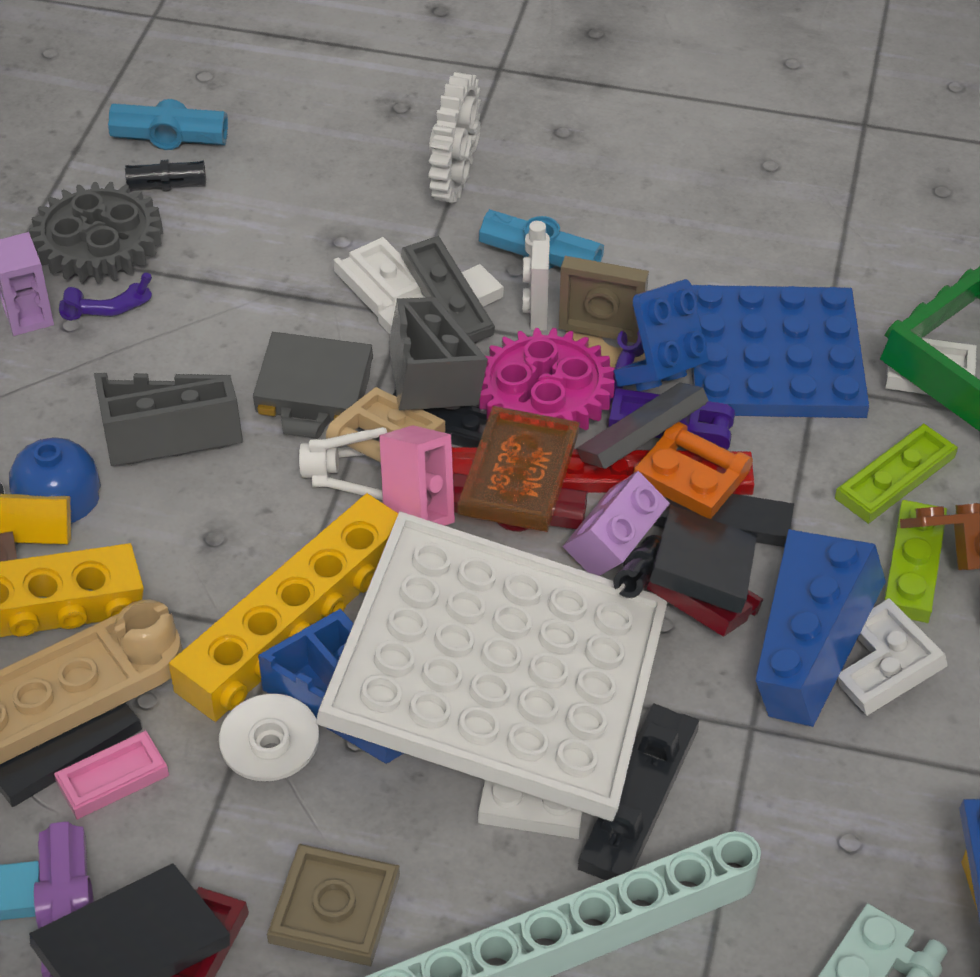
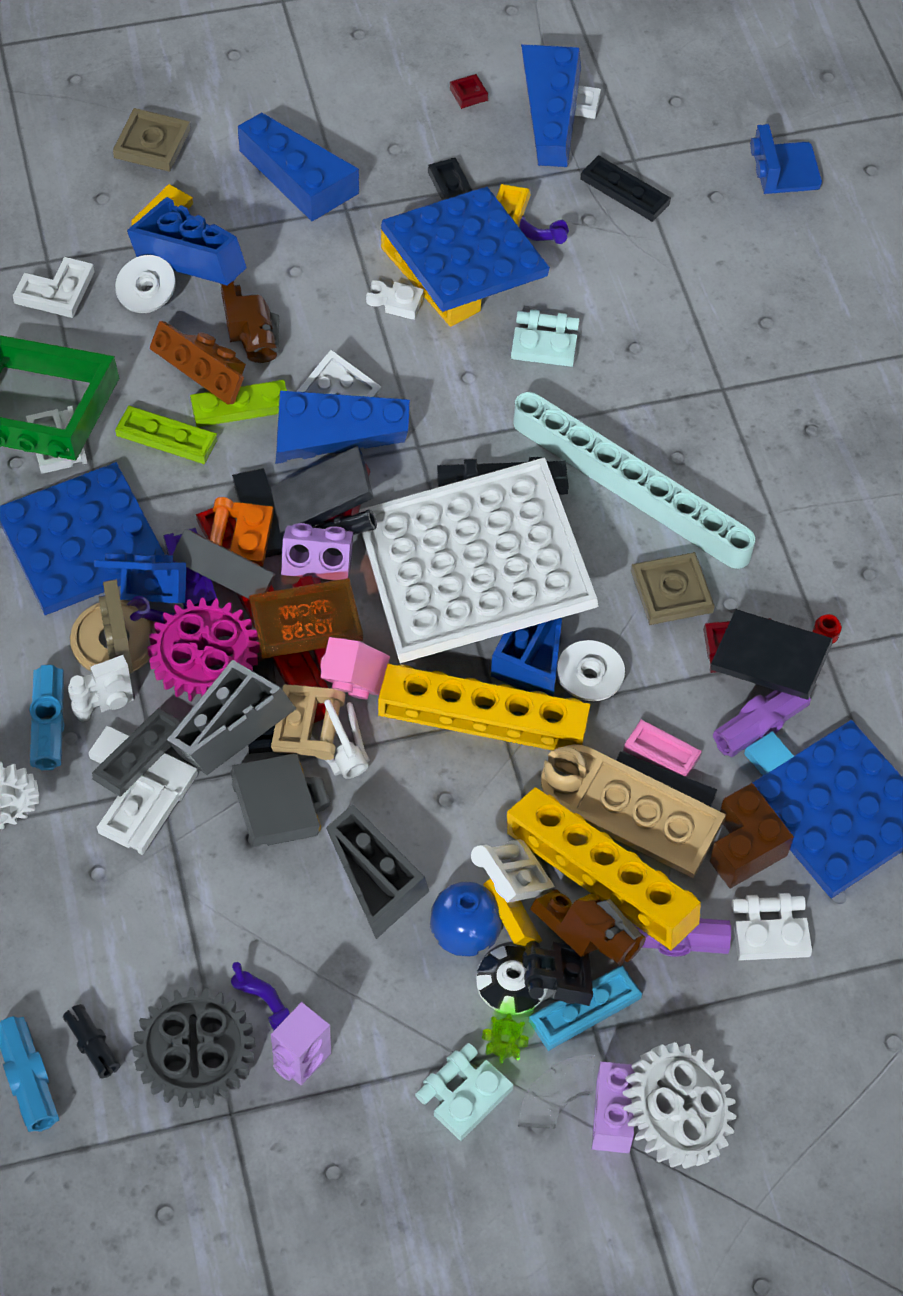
camera: 120 degrees left, 10 degrees up
(45, 517) = (515, 879): none -> white plate

